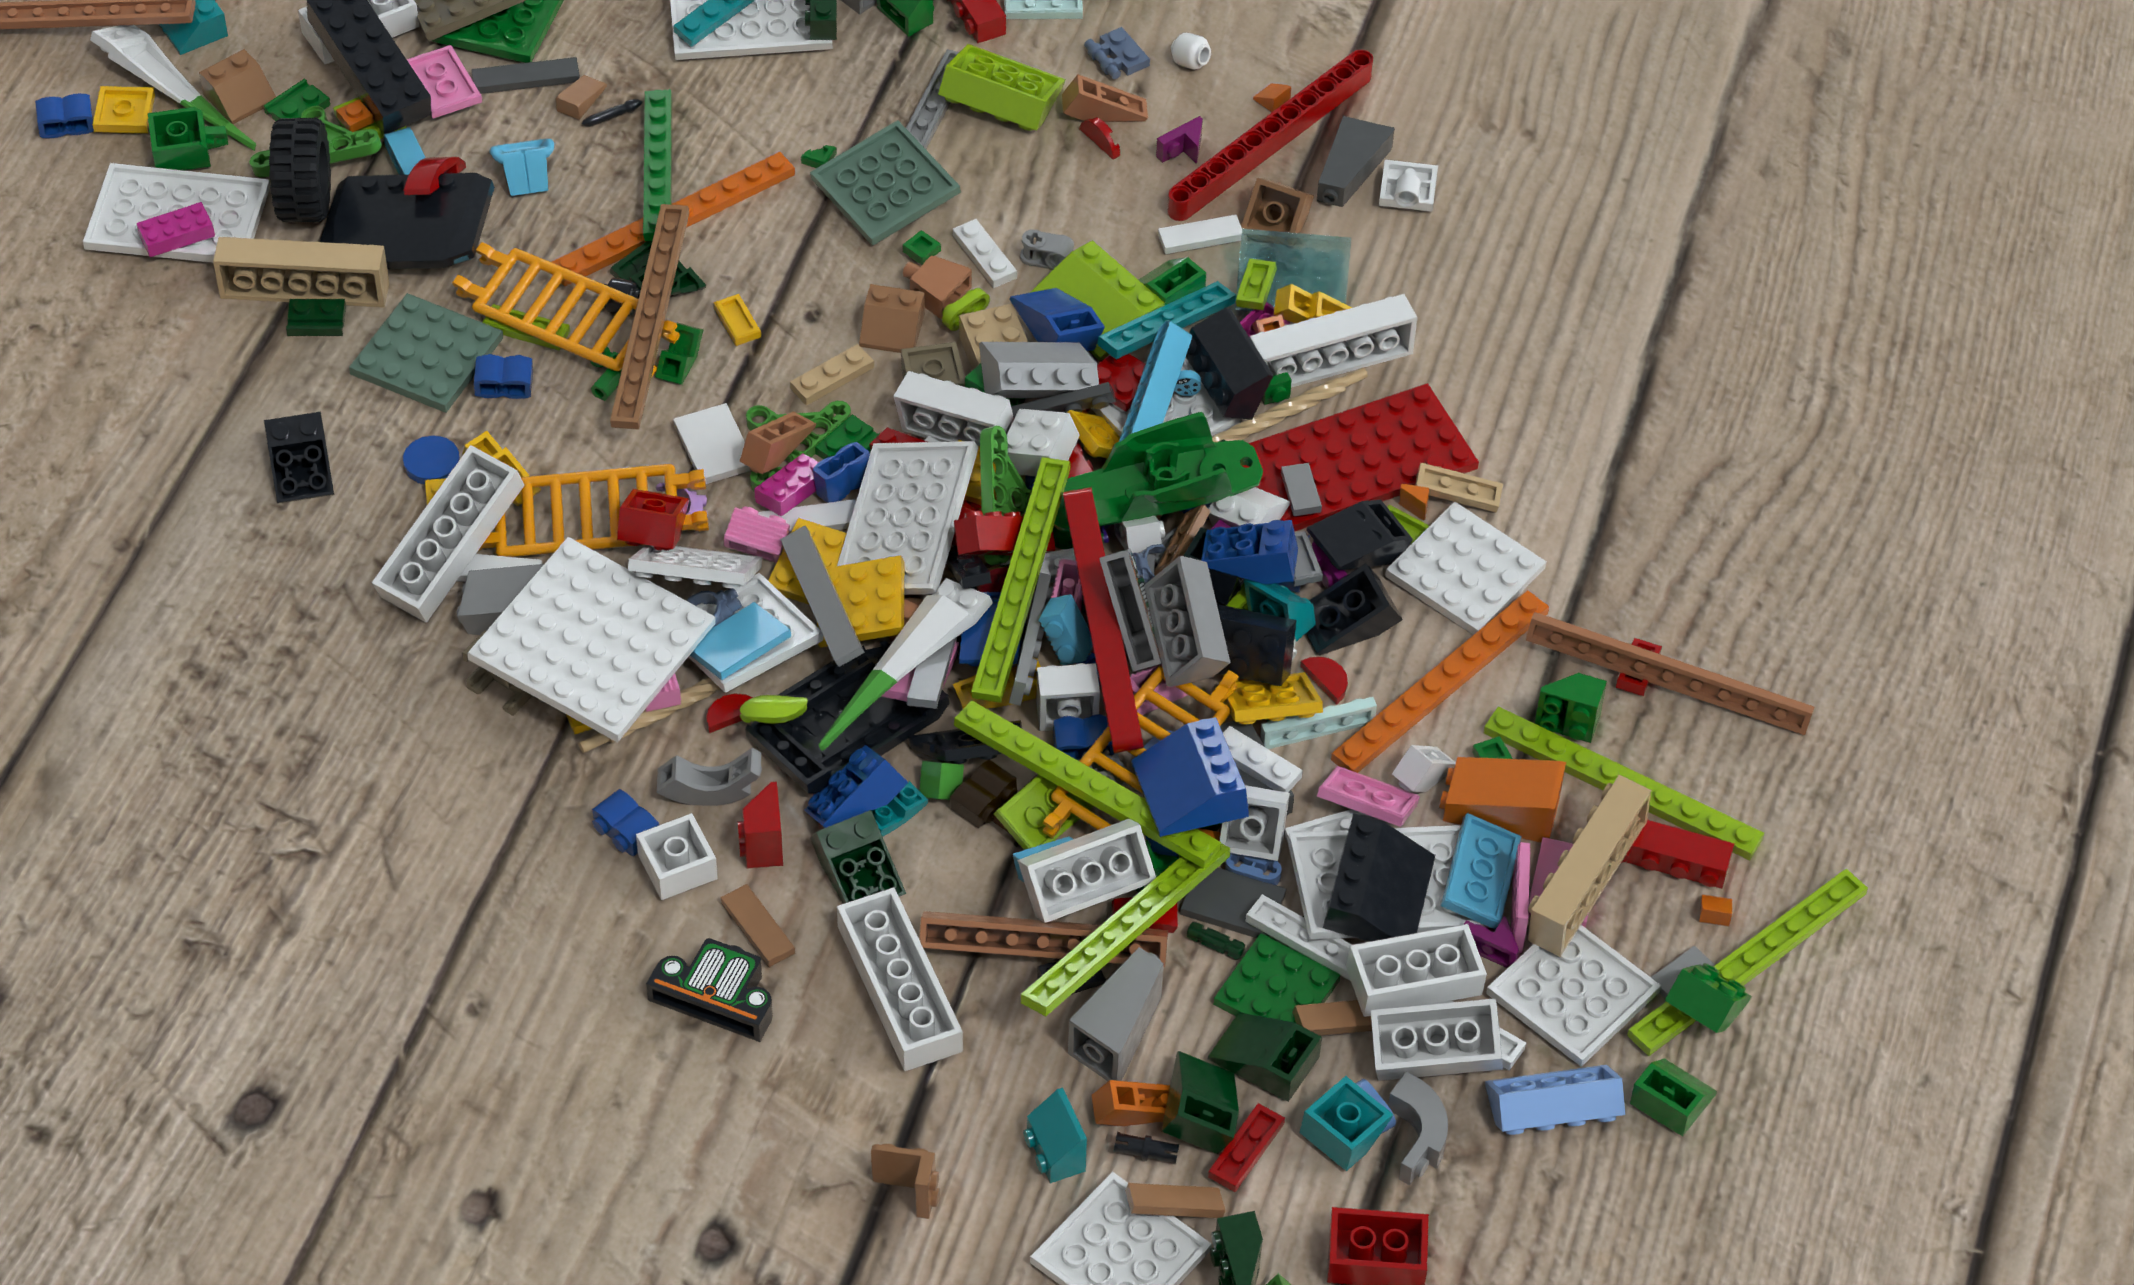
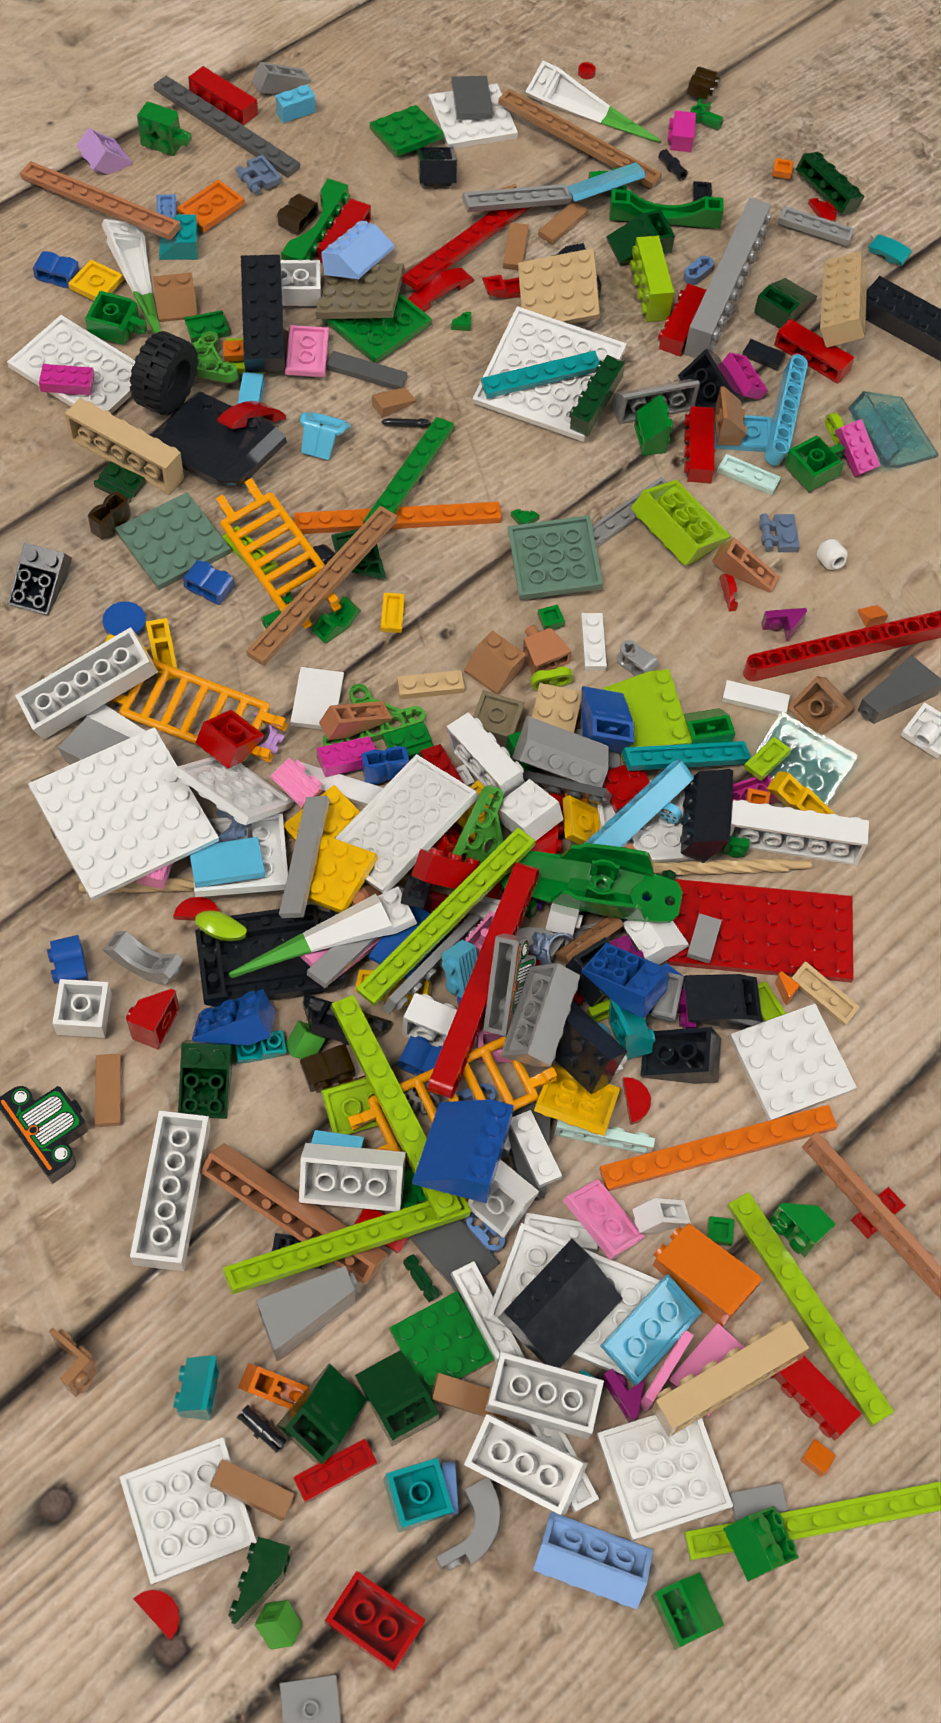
camera: 25 degrees right, 10 degrees up
(336, 354) = (109, 515): none -> dark brown brick

